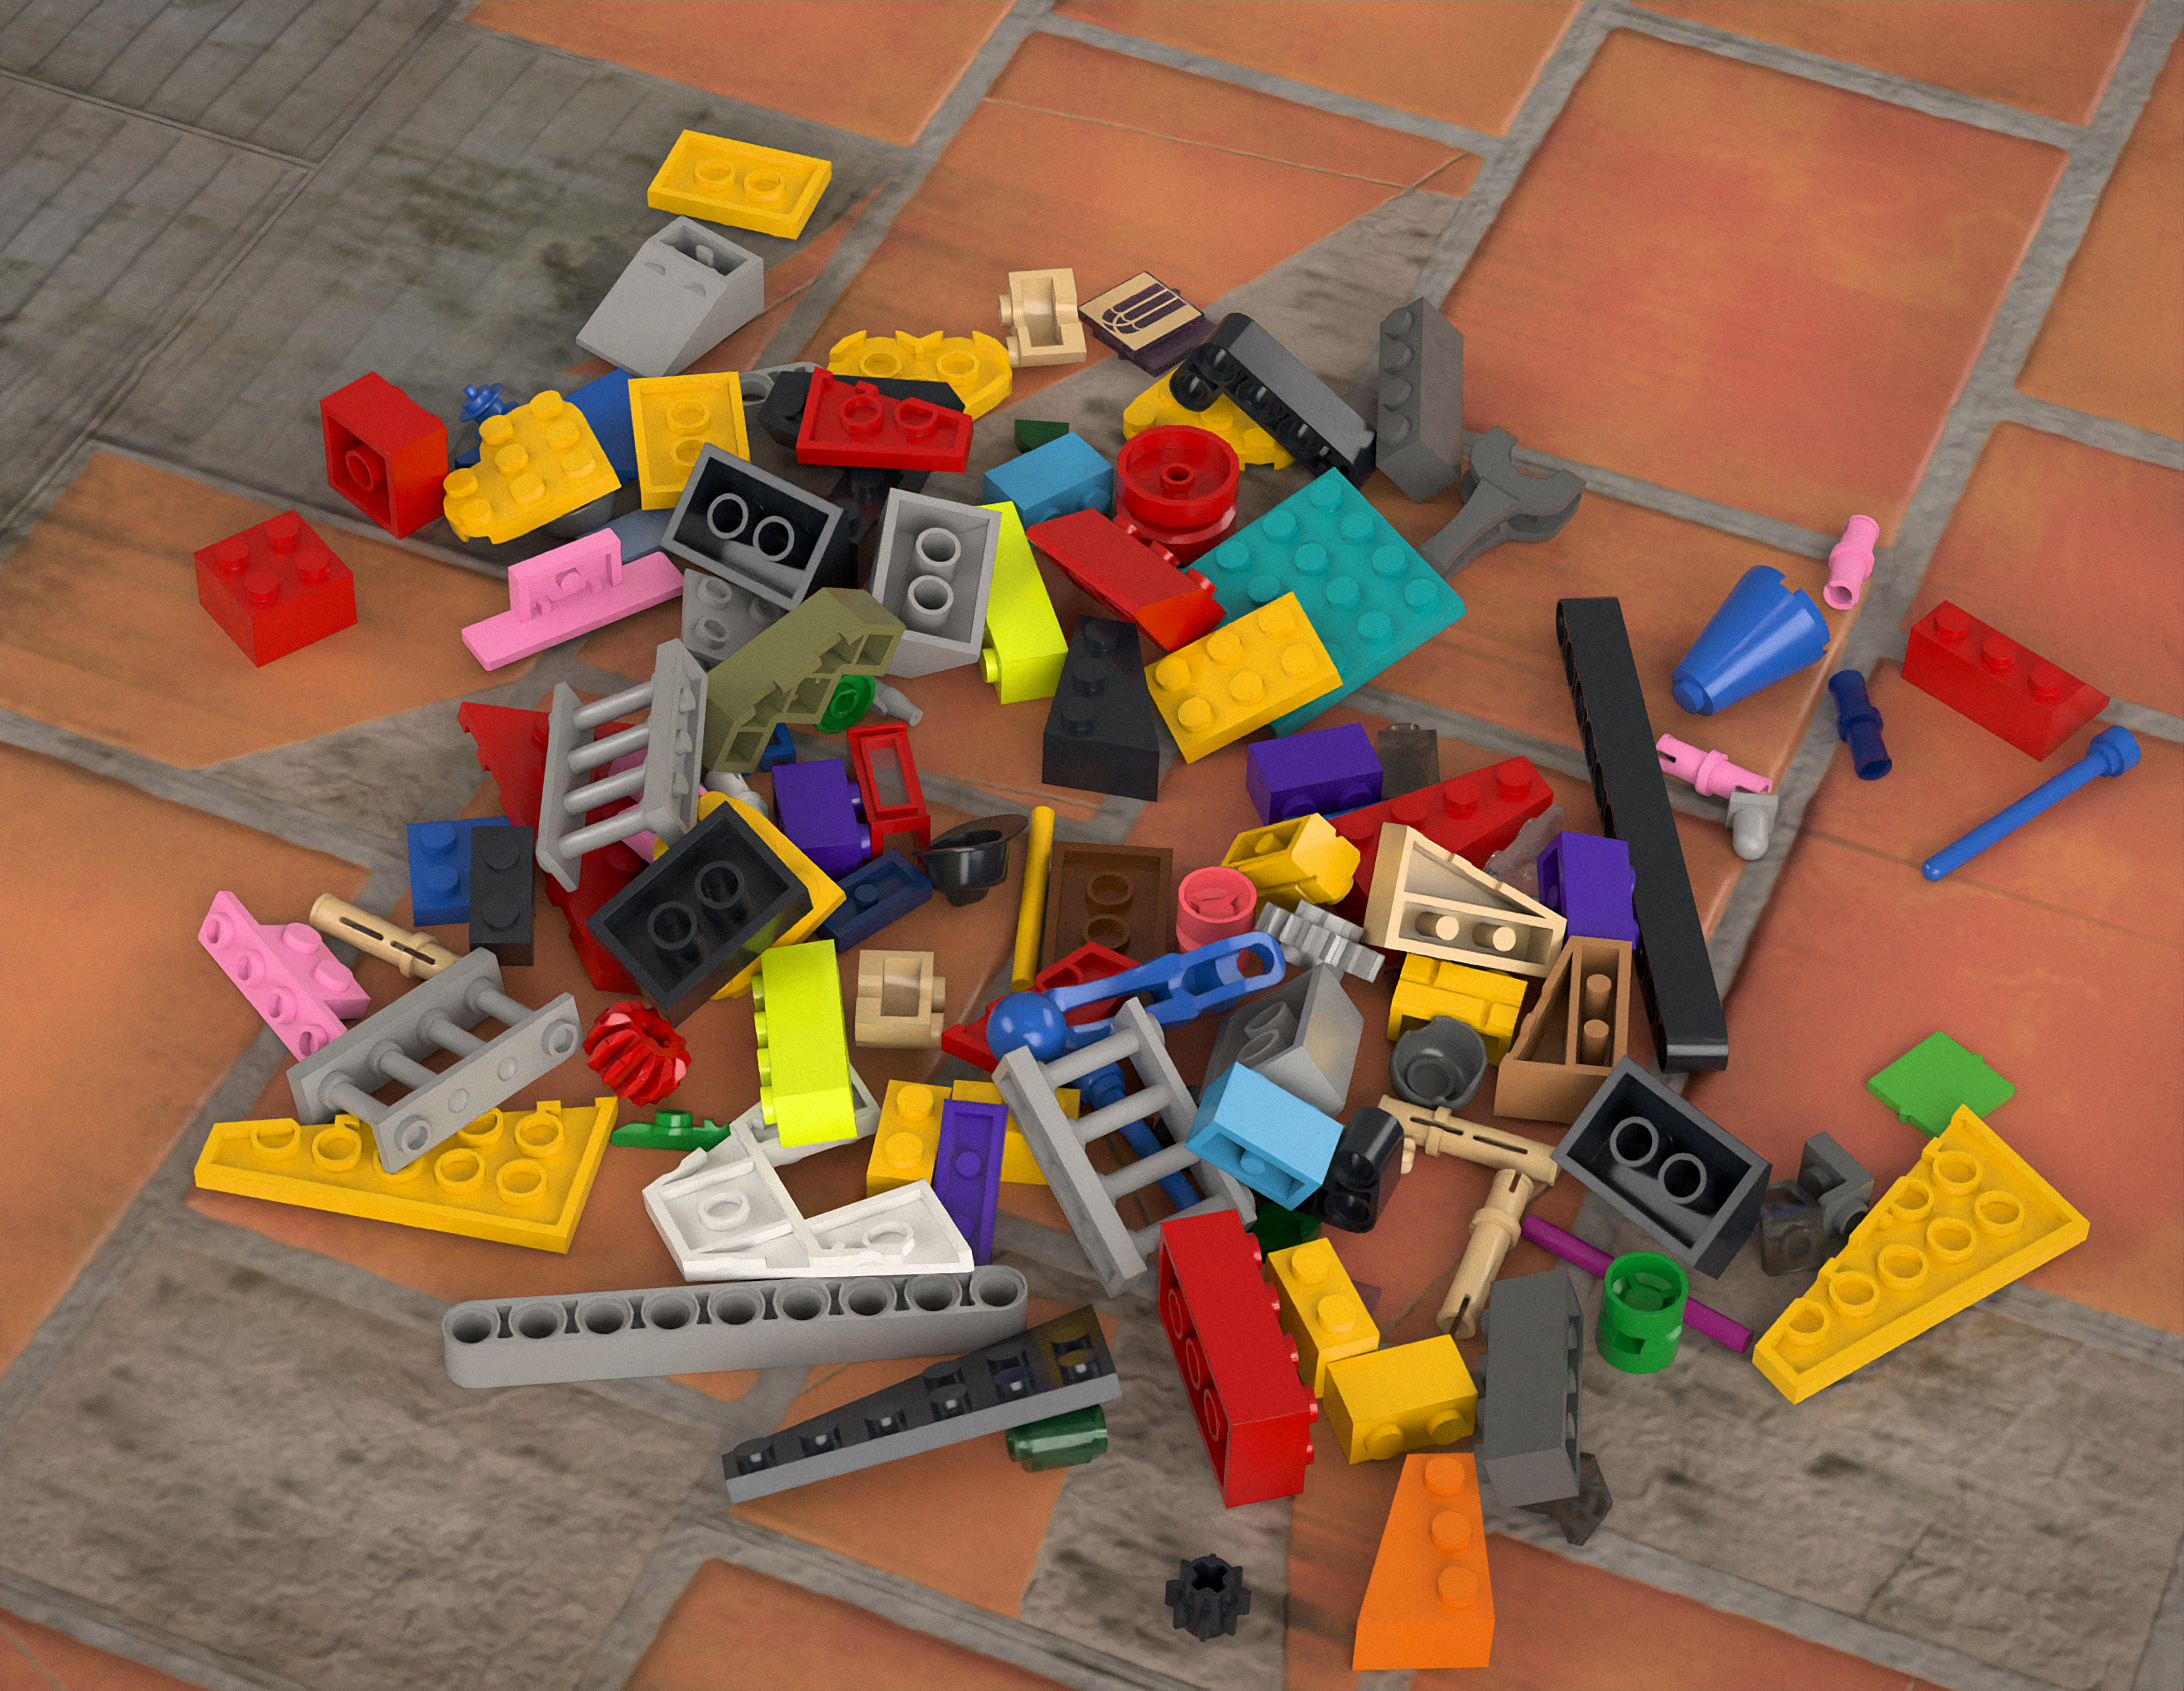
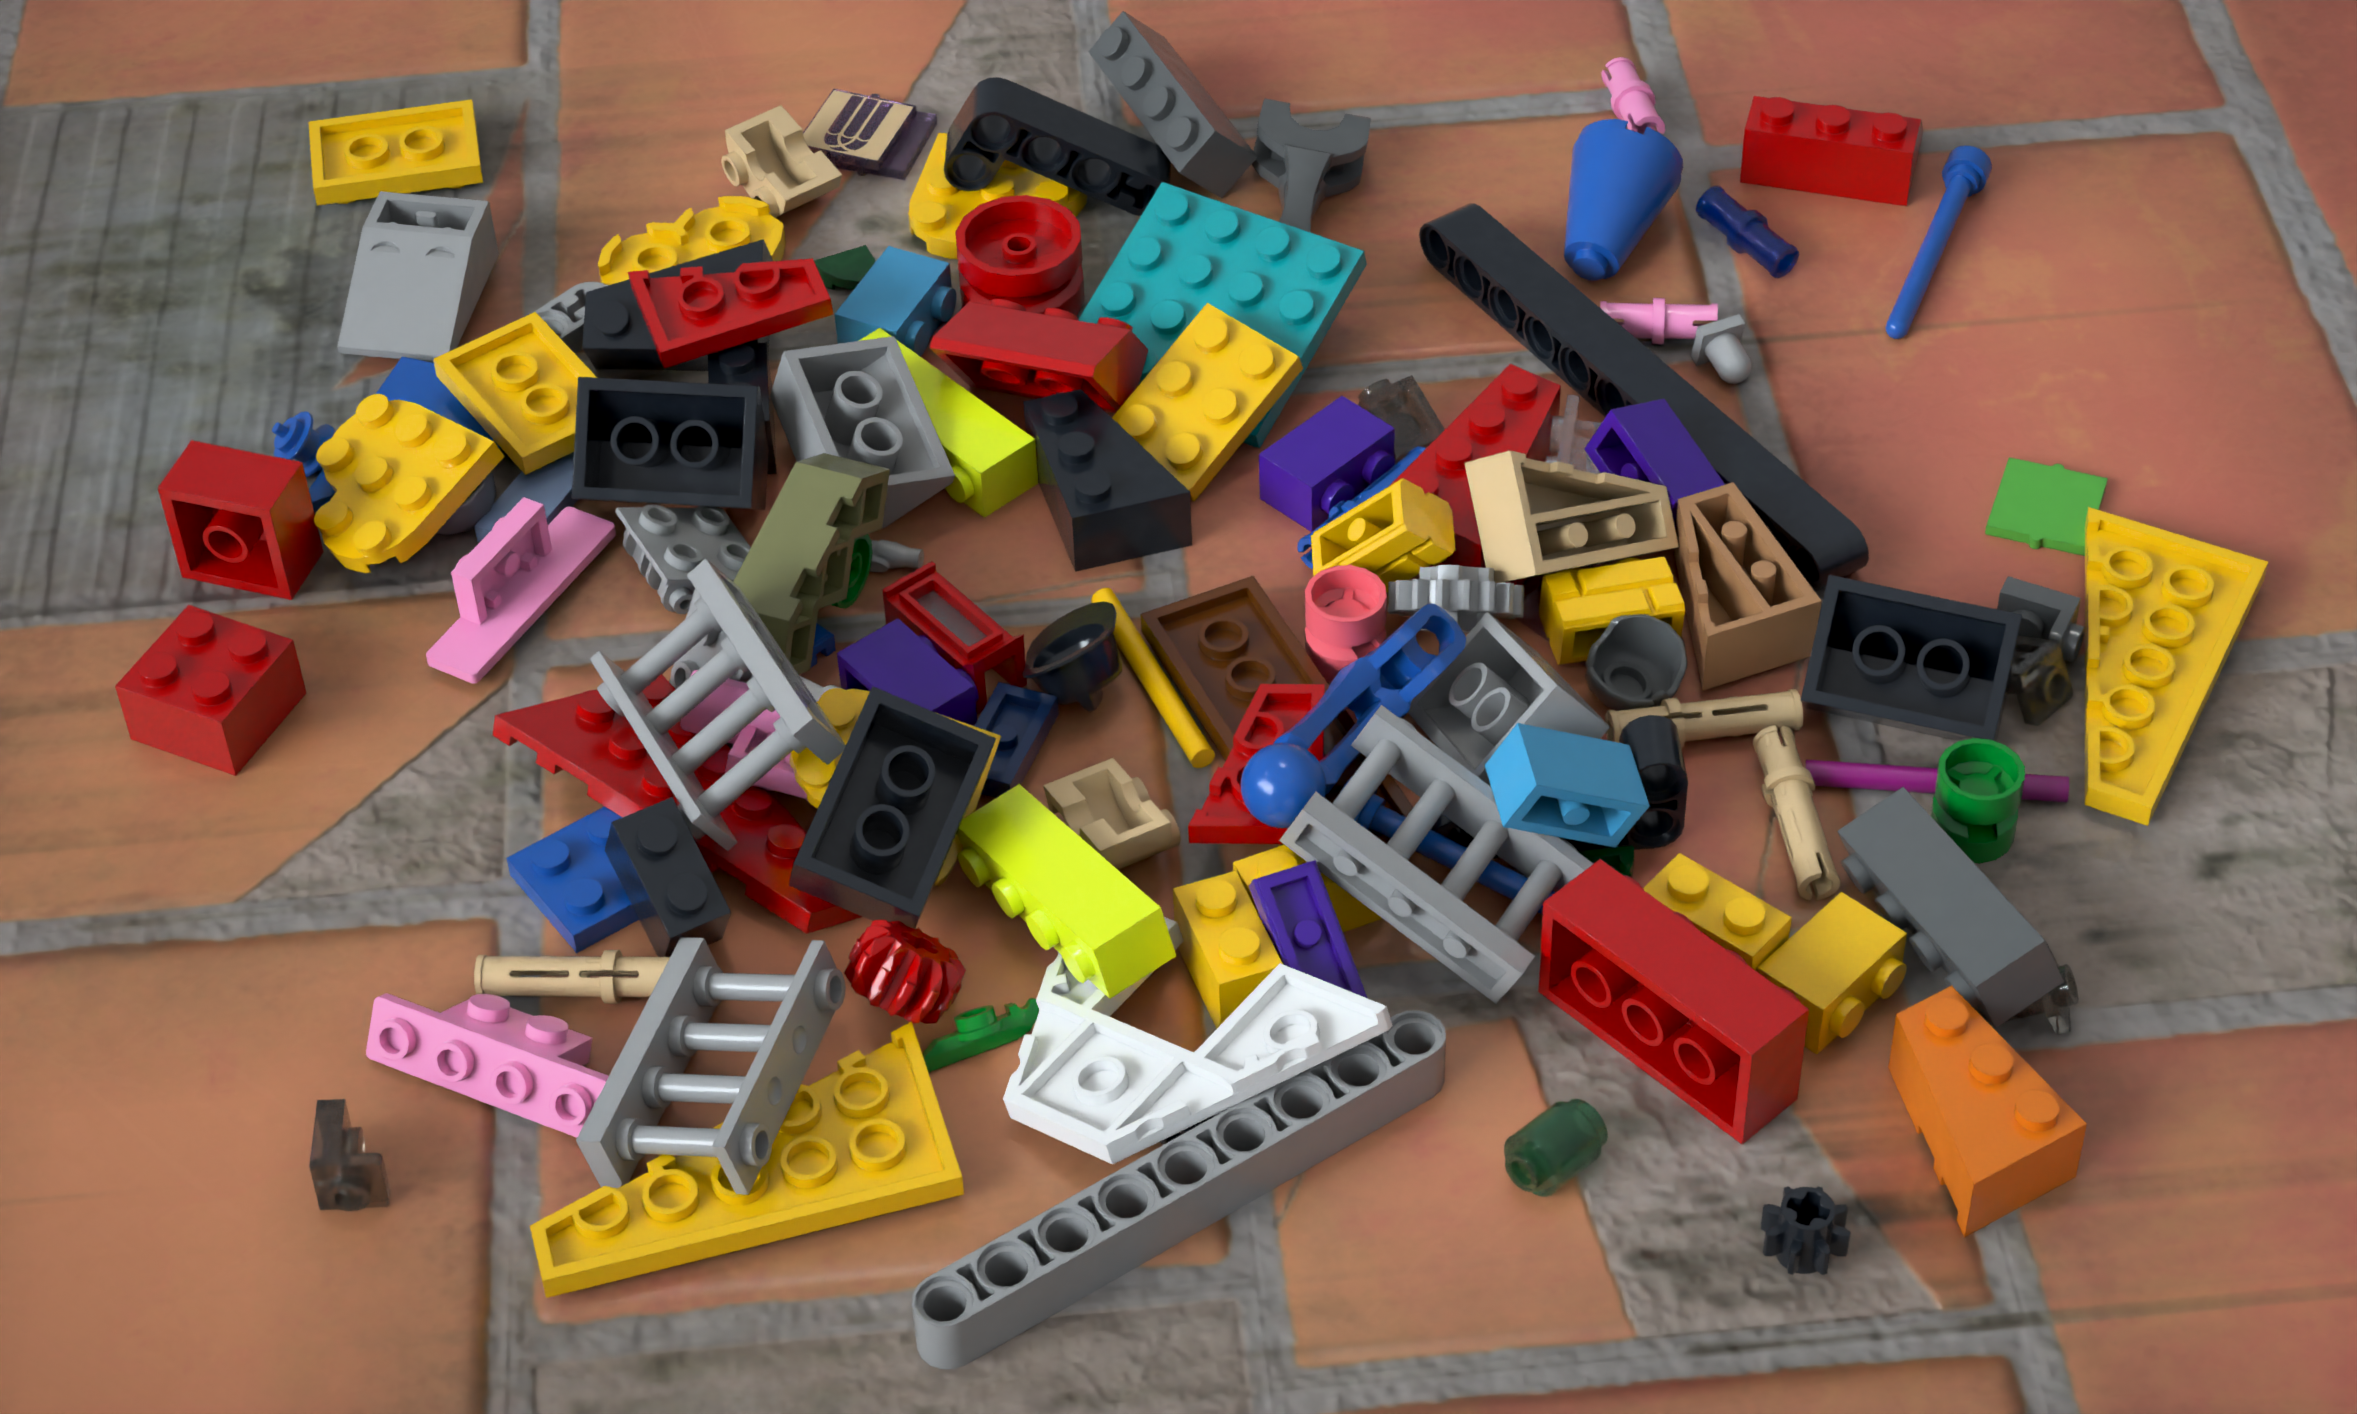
camera: 25 degrees left, 0 degrees up
(113, 1009) = (339, 1166): none -> clear smoke bracket
(987, 1391) = (1464, 1140): black wing -> none

